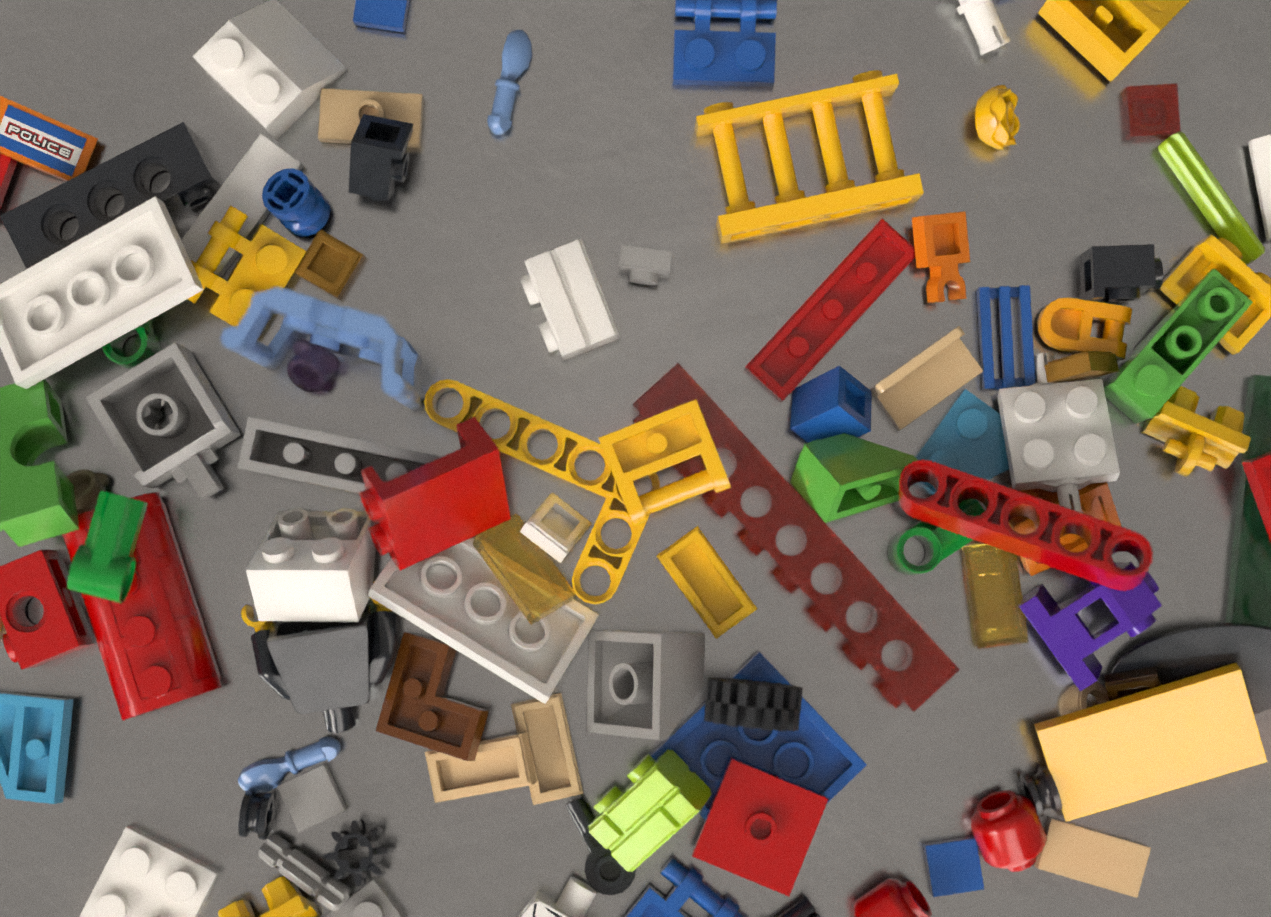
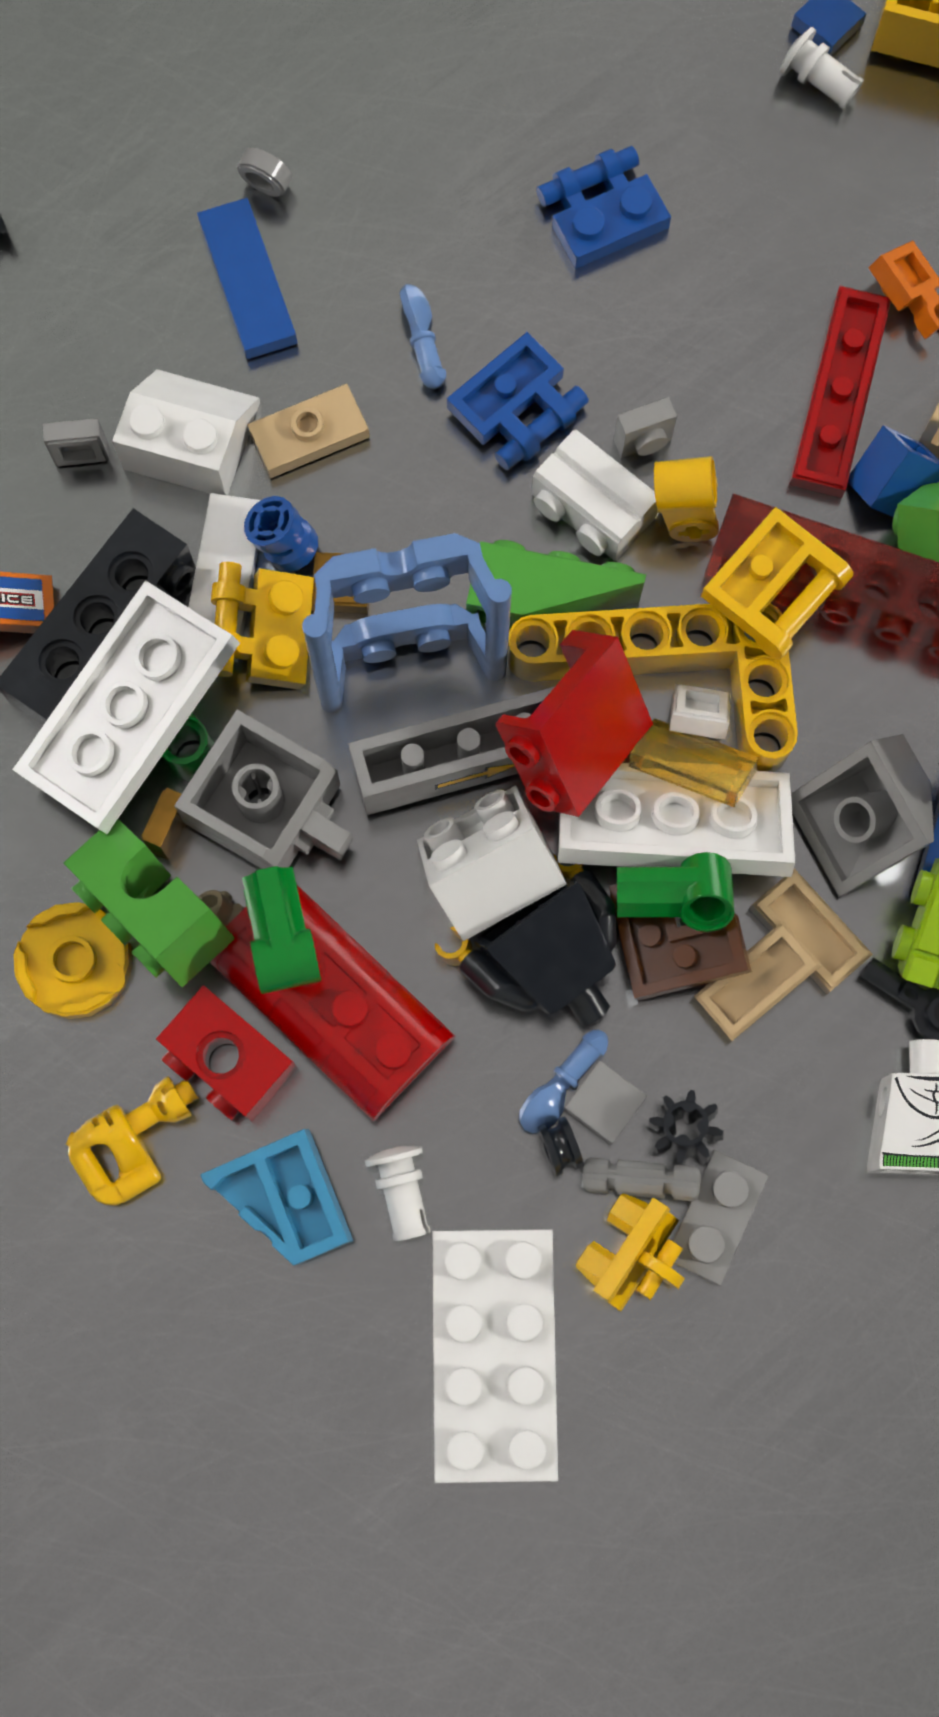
camera: 30 degrees left, 10 degrees down
(73, 405) = (164, 825): none -> pearl gold tile
(118, 782) = (401, 1190): none -> white pin
(171, 33) = (76, 442): none -> light grey tile
(312, 367) = (378, 695): clear purple plate -> none
(378, 156) = (341, 452): black brick -> none
(455, 678) = (695, 891): none -> green piece
(477, 357) = (556, 582): none -> bright green slope
(552, 167) = (505, 390): none -> blue plate
(638, 344) = (687, 497): none -> yellow piece
(706, 582) = (871, 693): yellow tile -> none
(841, 195) = (752, 314): yellow fence -> none
(996, 117) = (891, 148): yellow plate -> none

